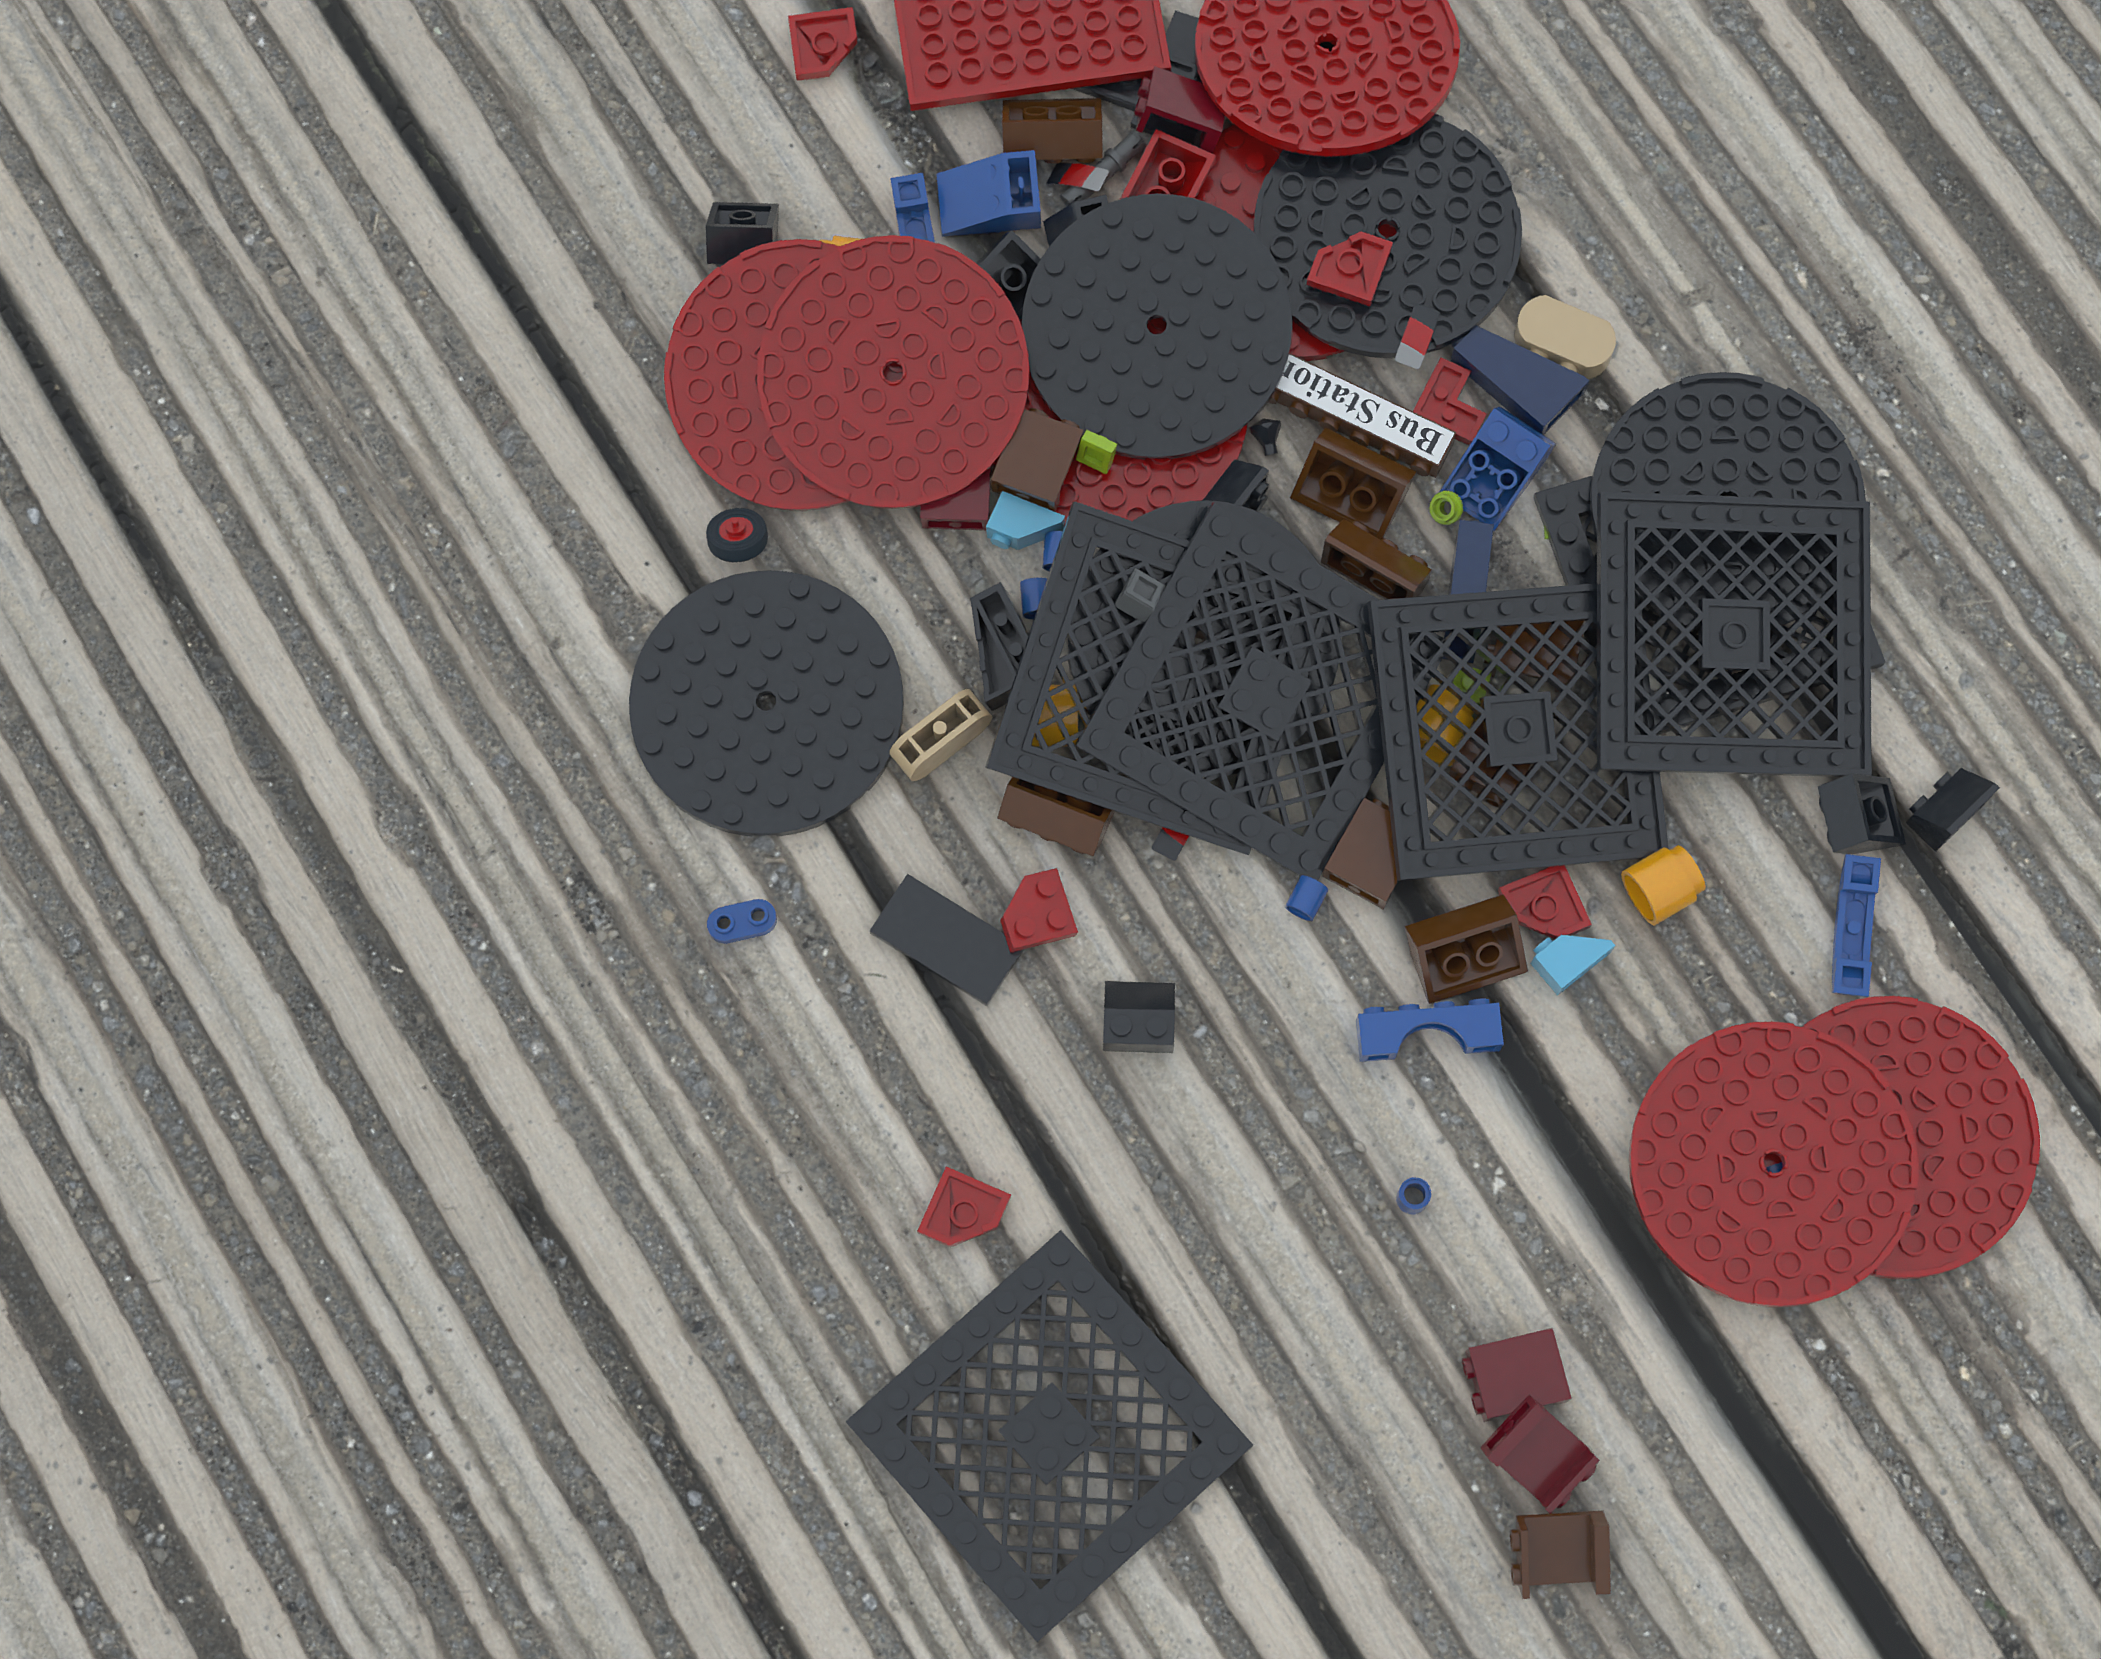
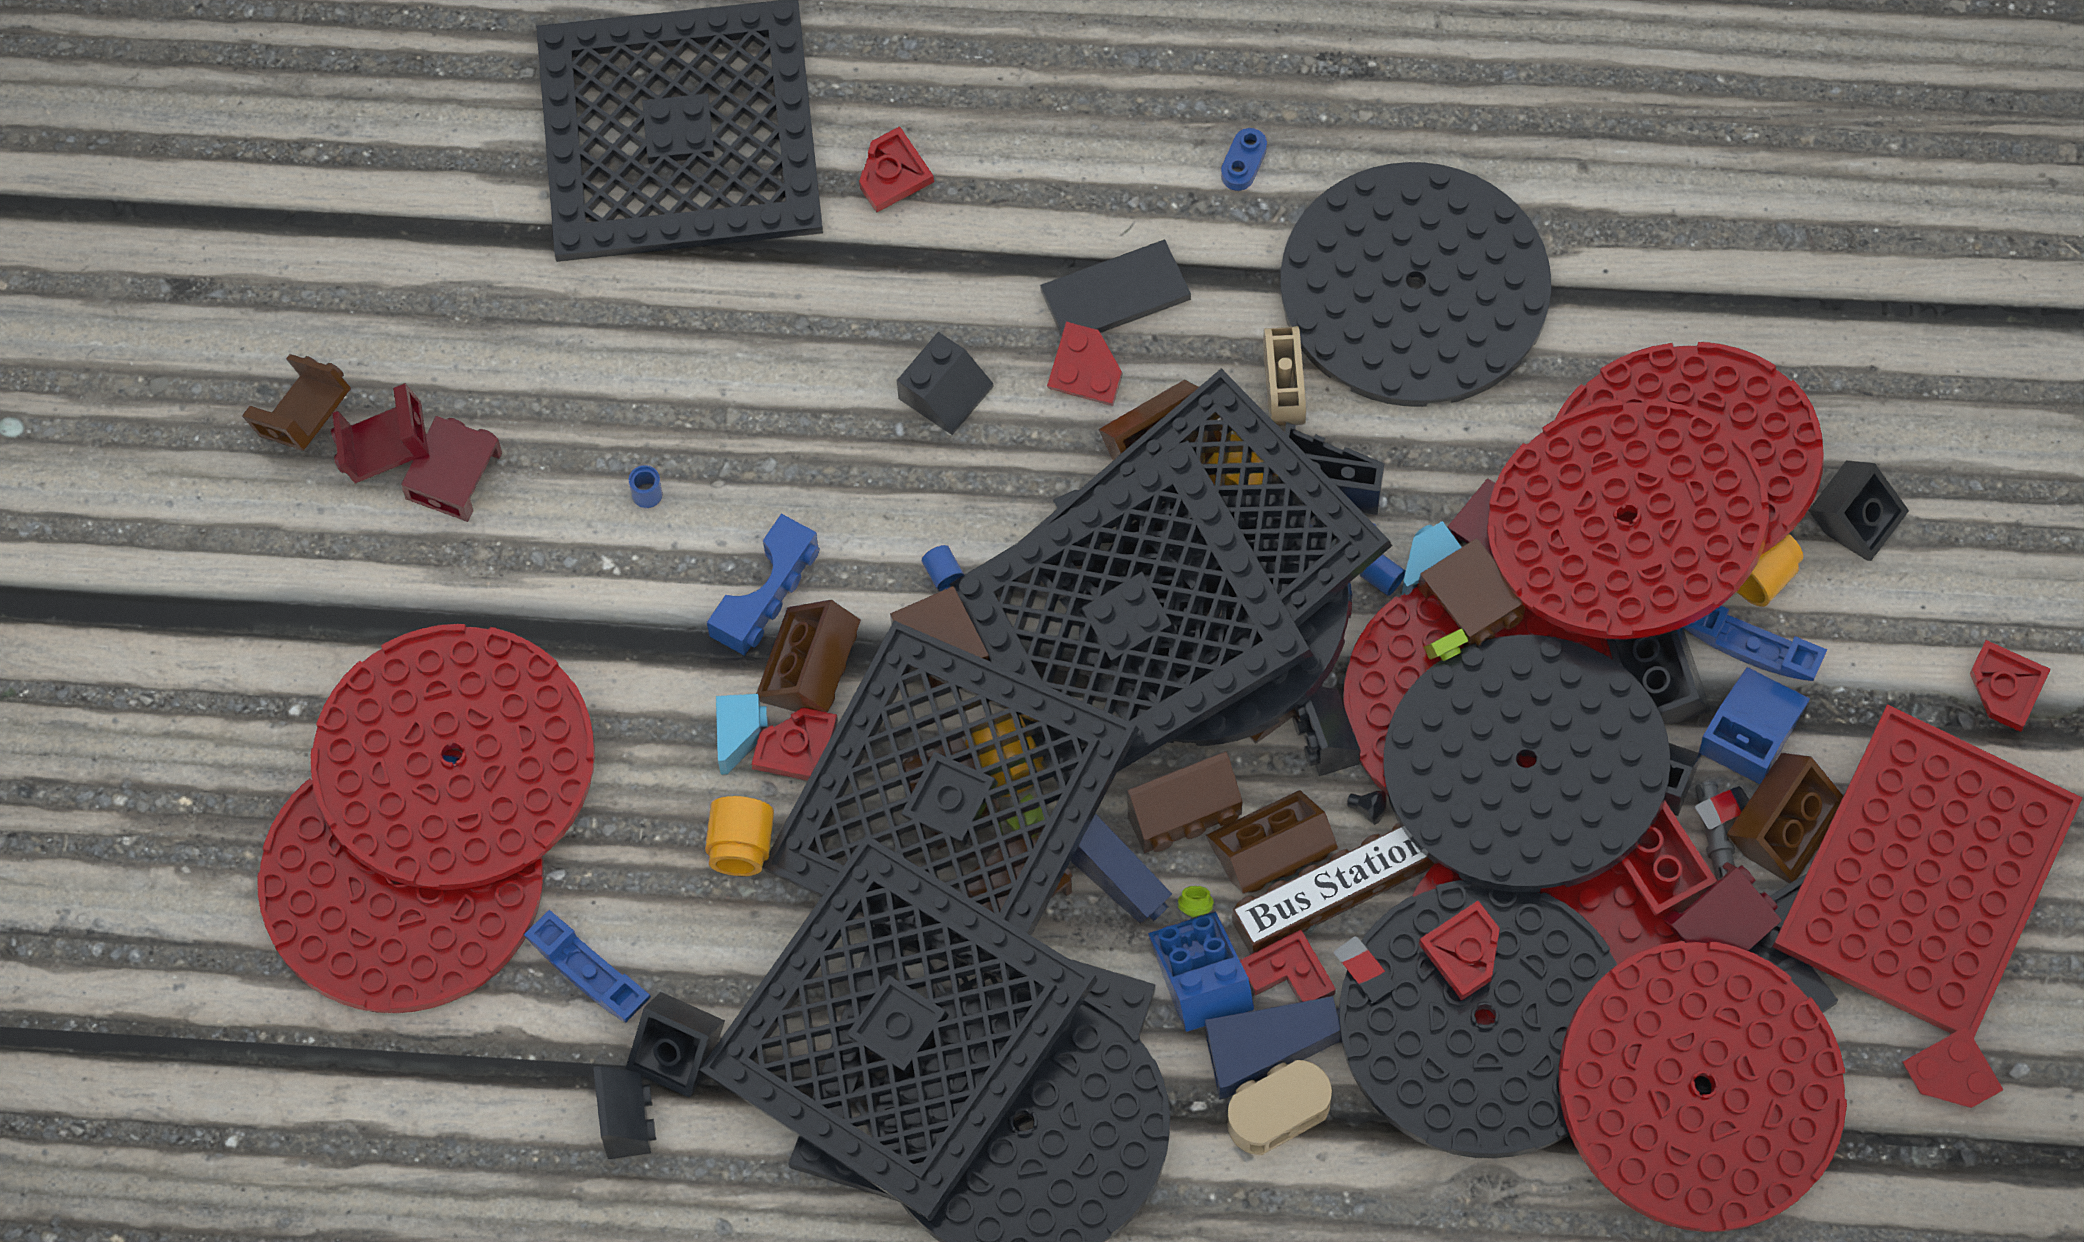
camera: 125 degrees right, 10 degrees down
(737, 535) = (1577, 340): black wheel -> none
(1140, 595) = (1276, 555): dark grey slope -> none

